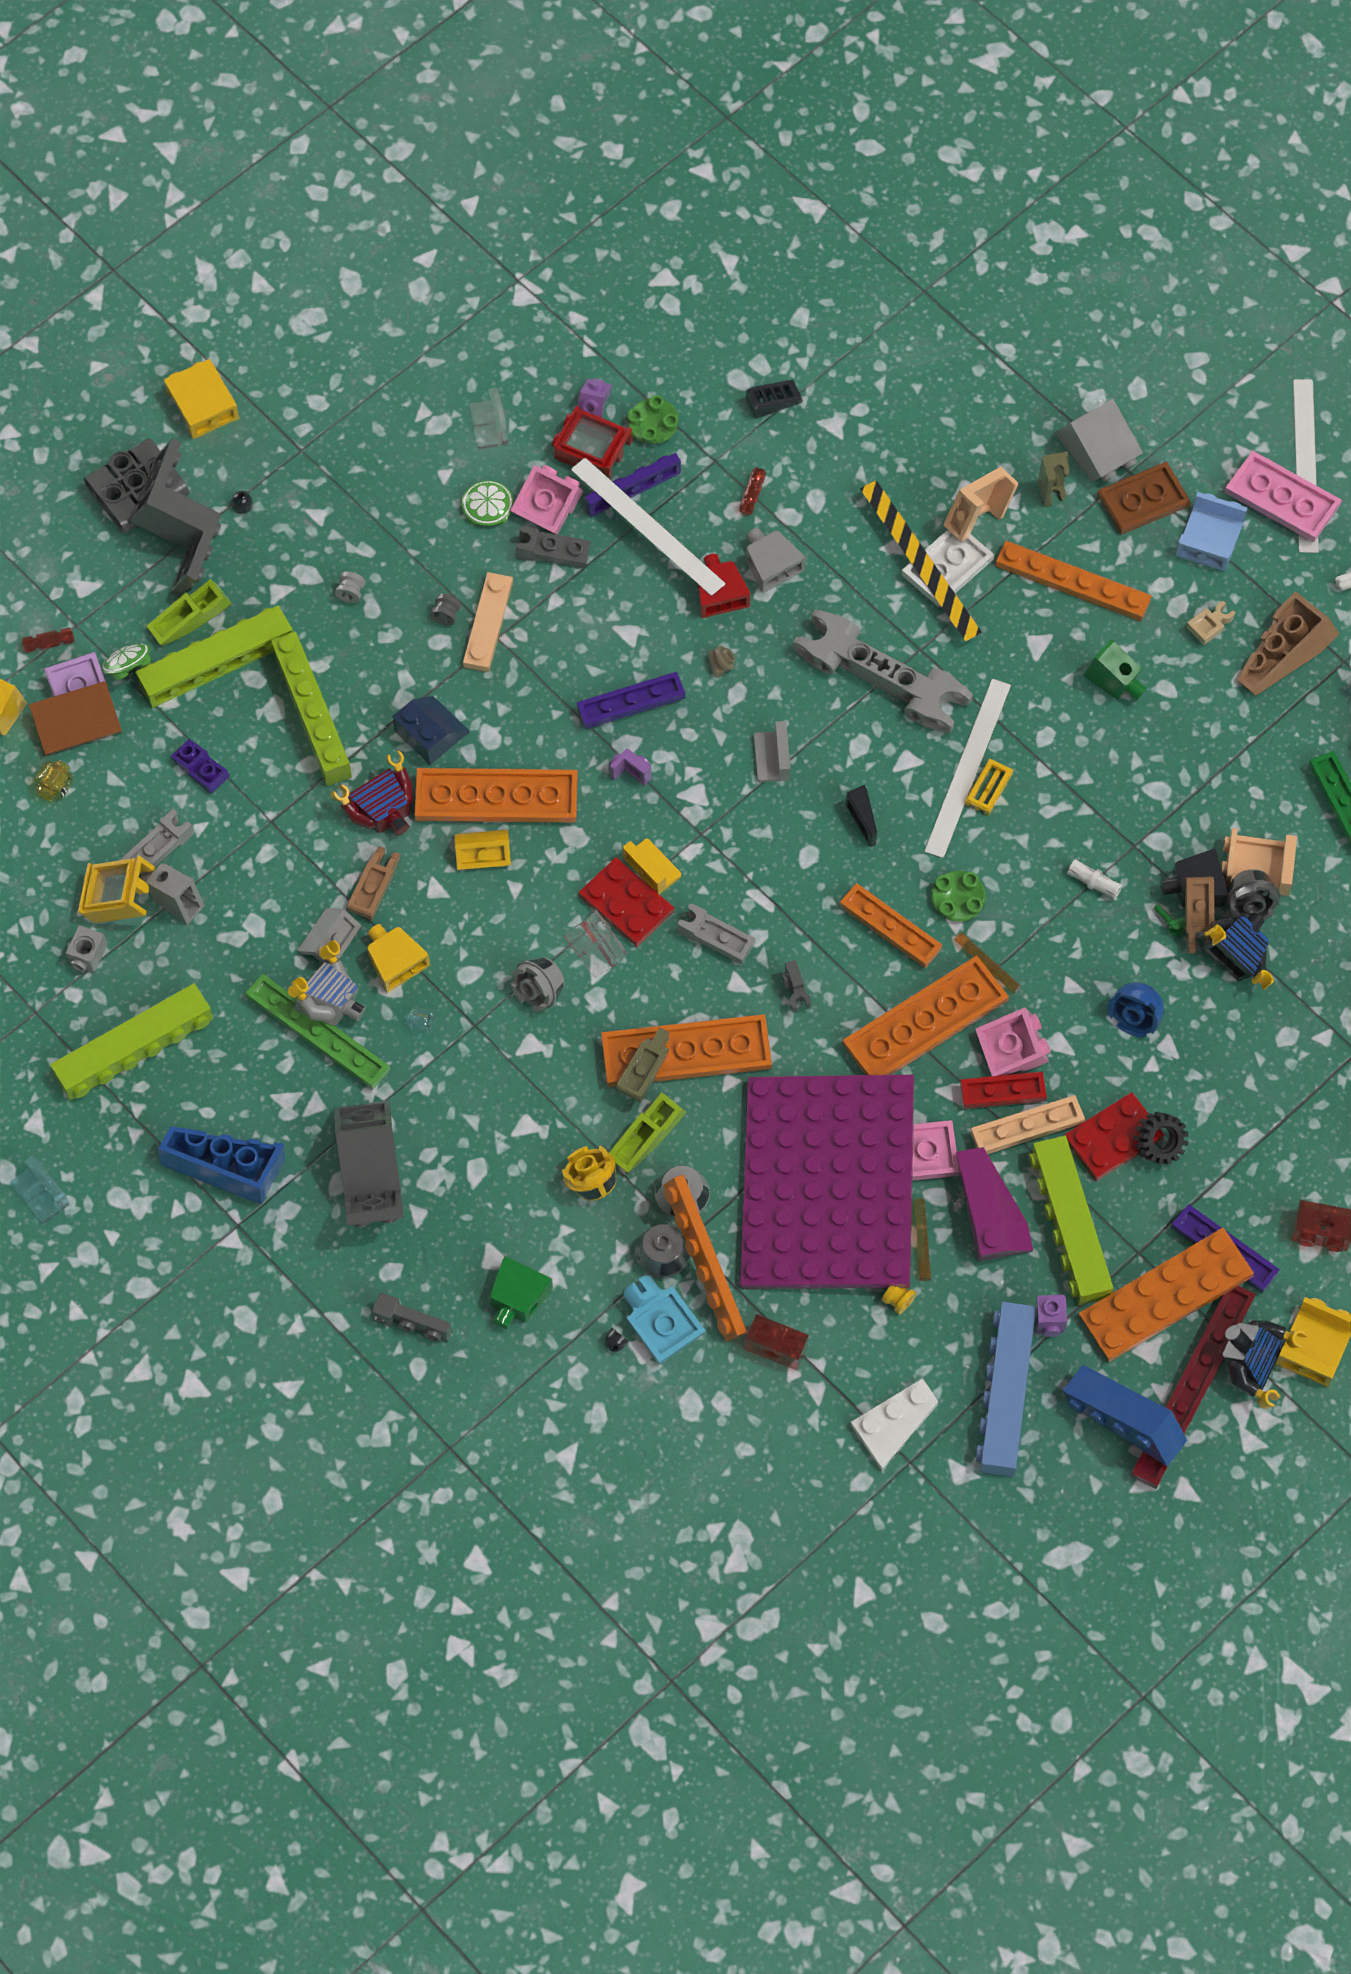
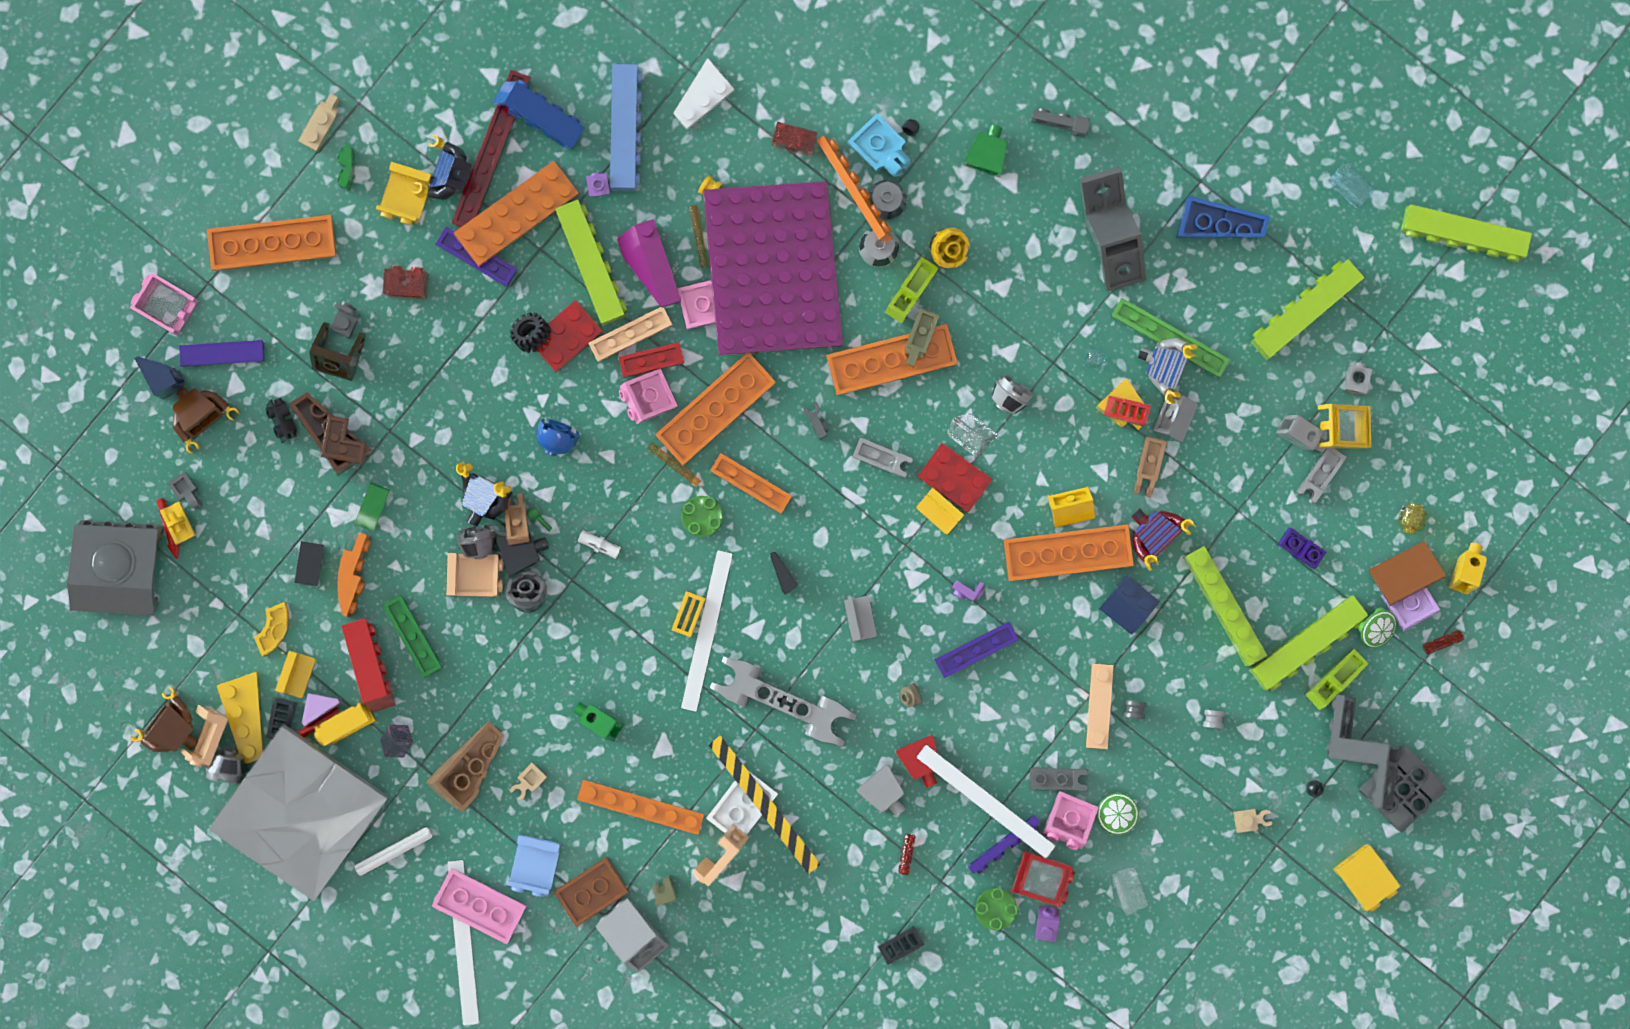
camera: 170 degrees right, 20 degrees up
(329, 478) = (1248, 820): none -> tan plate
(387, 926) = (1137, 405): none -> slope
(1193, 828) = (526, 592): none -> flat silver cone

